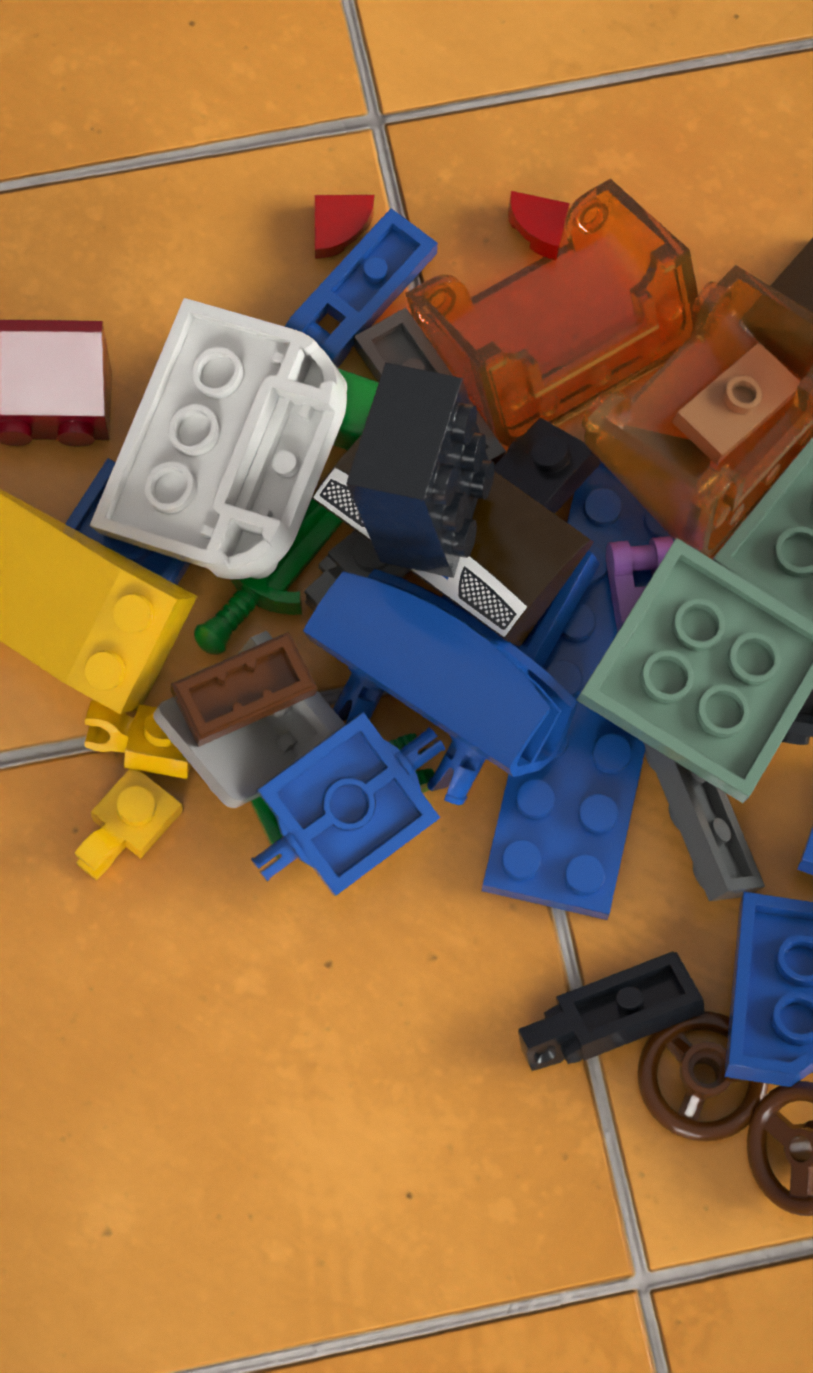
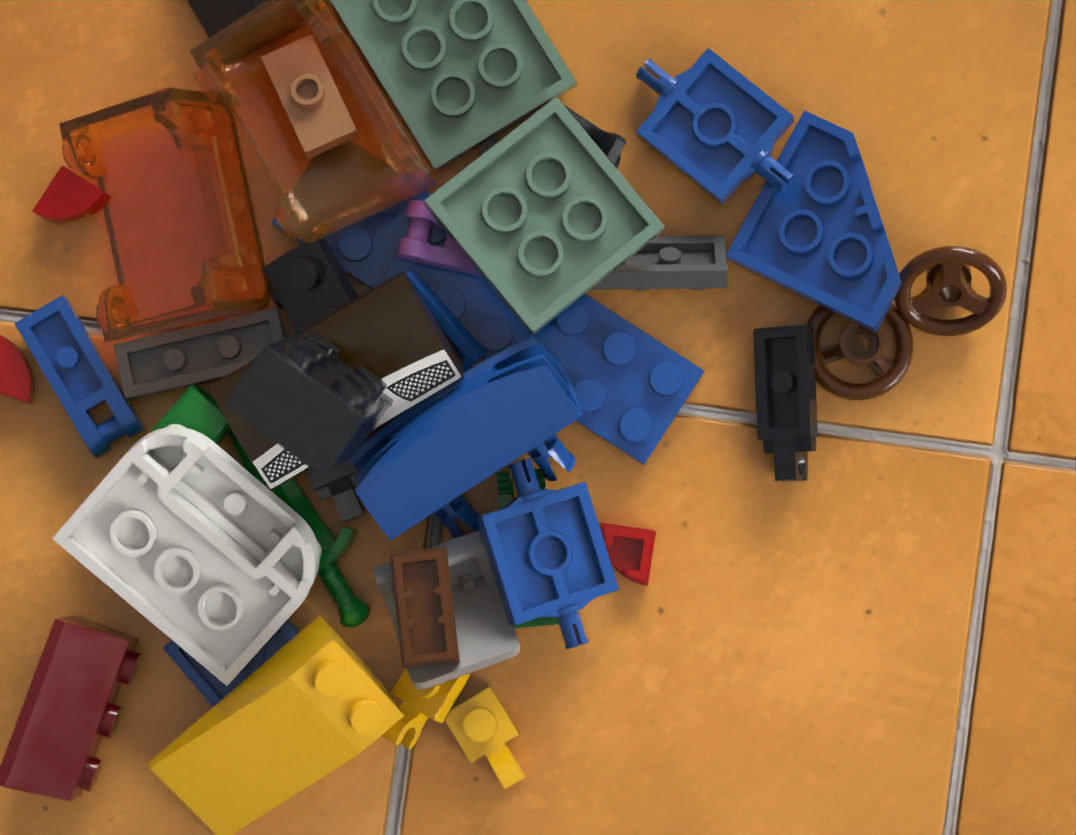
camera: 65 degrees left, 15 degrees up
(382, 905) = (629, 550): none -> red tile

